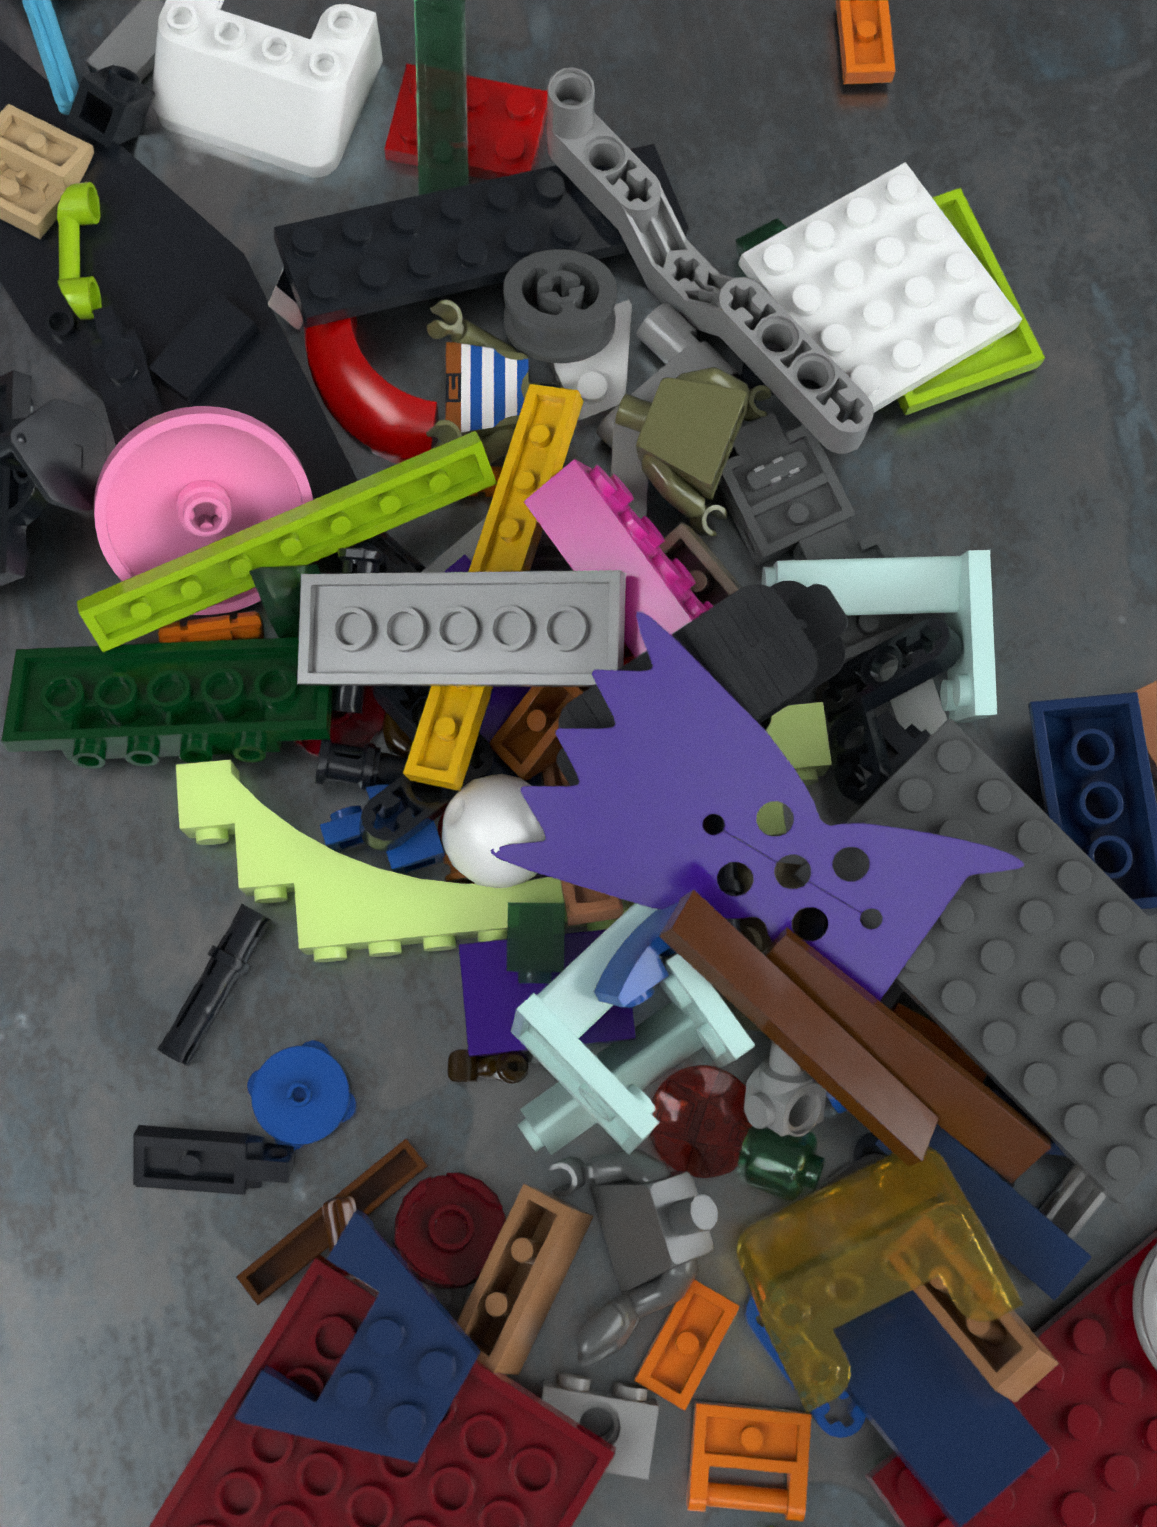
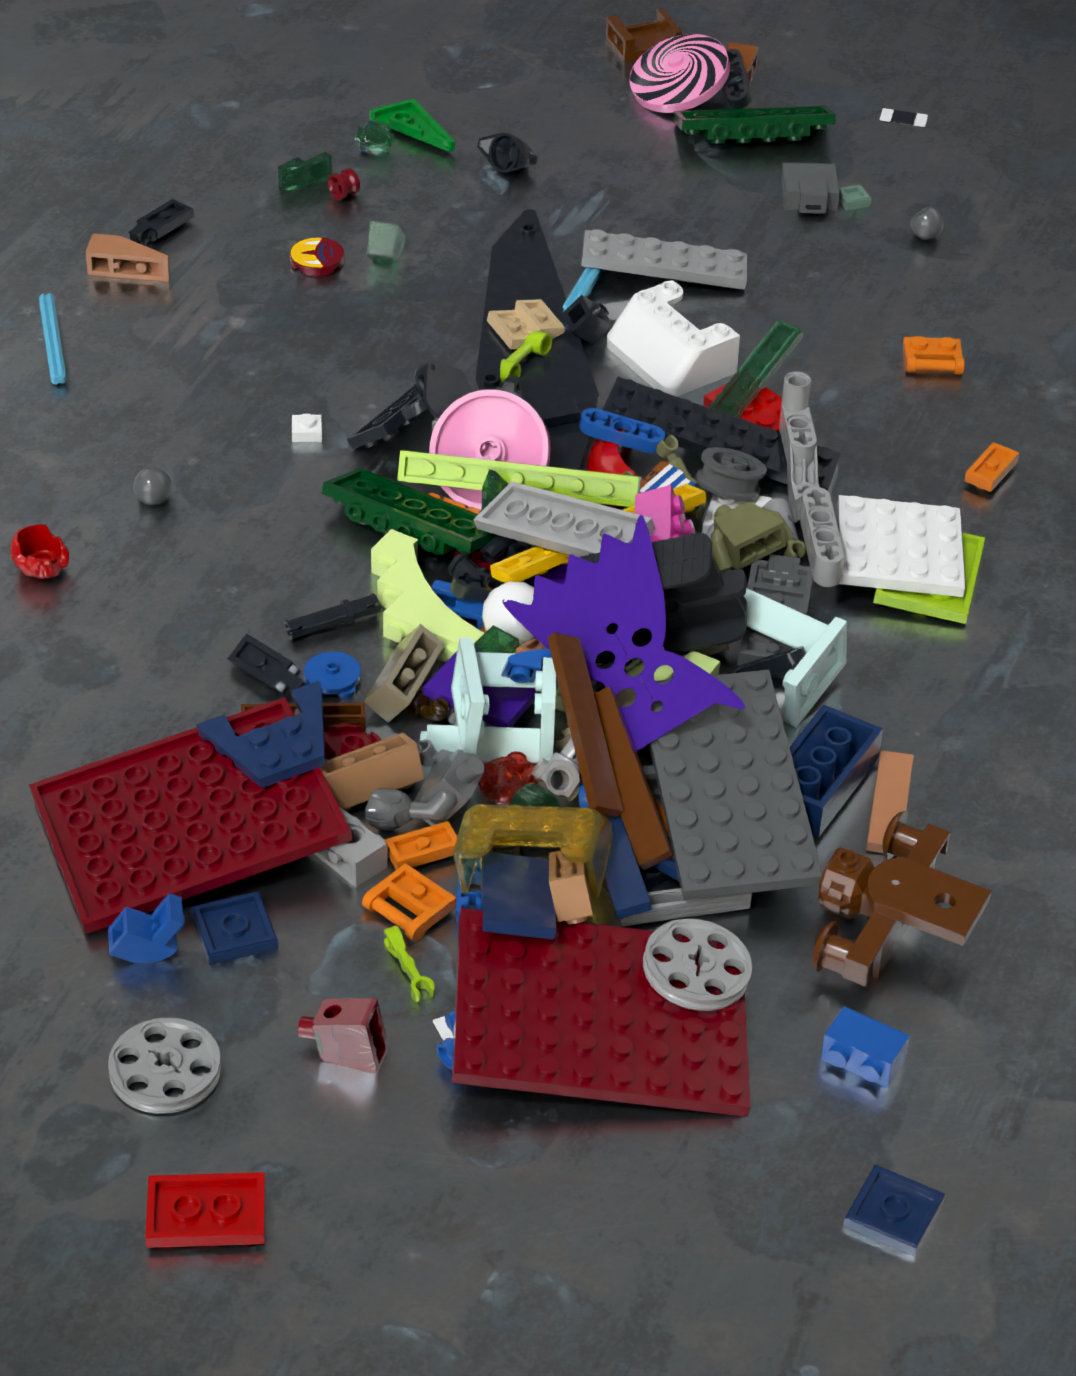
camera: 40 degrees right, 35 degrees down
(369, 313) = (603, 426): none -> blue beam
(417, 1041) = (404, 673): none -> dark tan brick

